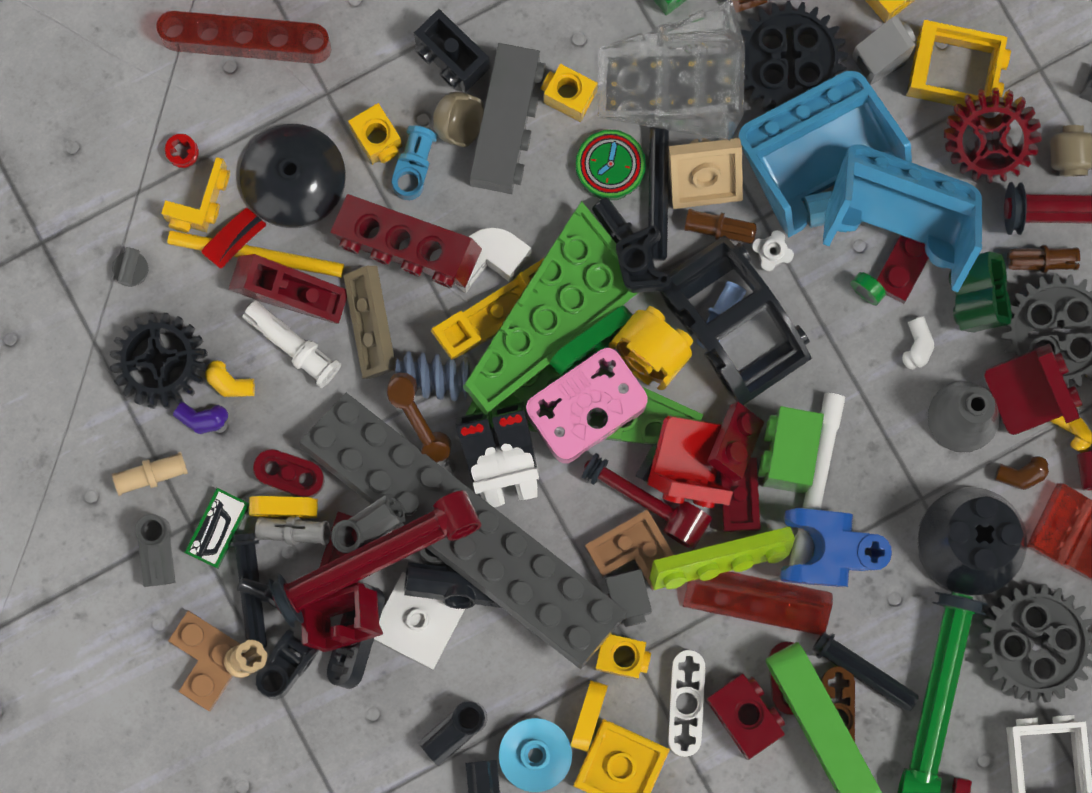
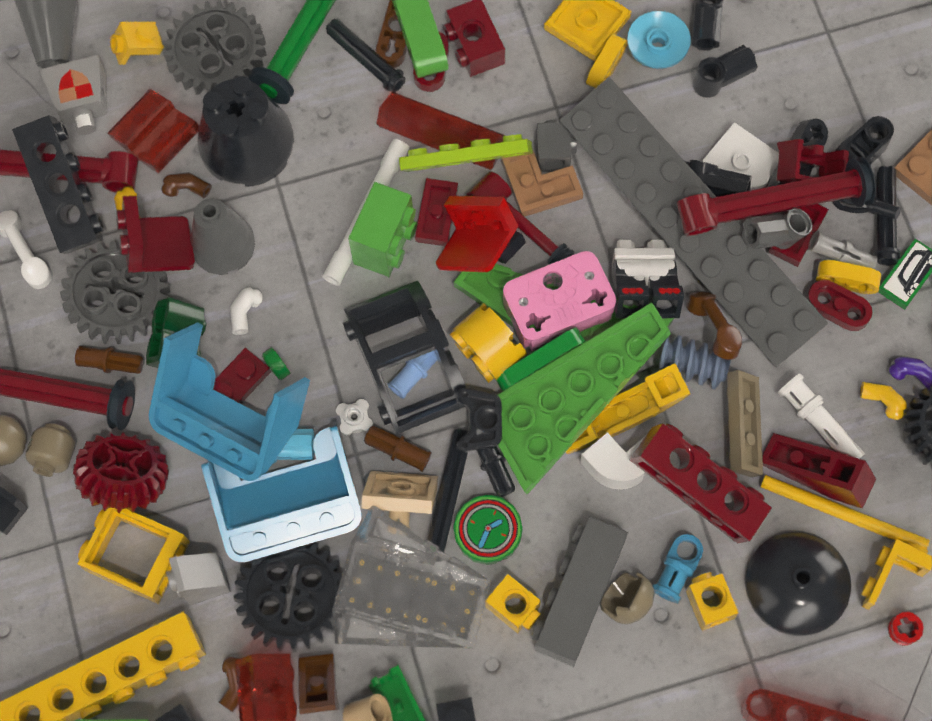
camera: 165 degrees left, 10 degrees down
(233, 237) = (864, 531): red sticker -> none
(235, 662) = (897, 142): tan bush -> none
(451, 50) = (623, 665): black brick -> none
(606, 662) = (564, 88): yellow brick -> none
(696, 676) = (524, 72): white beam -> none
(735, 441) = (430, 248): dark red plate -> none
(835, 549) = (363, 144): blue piece -> none

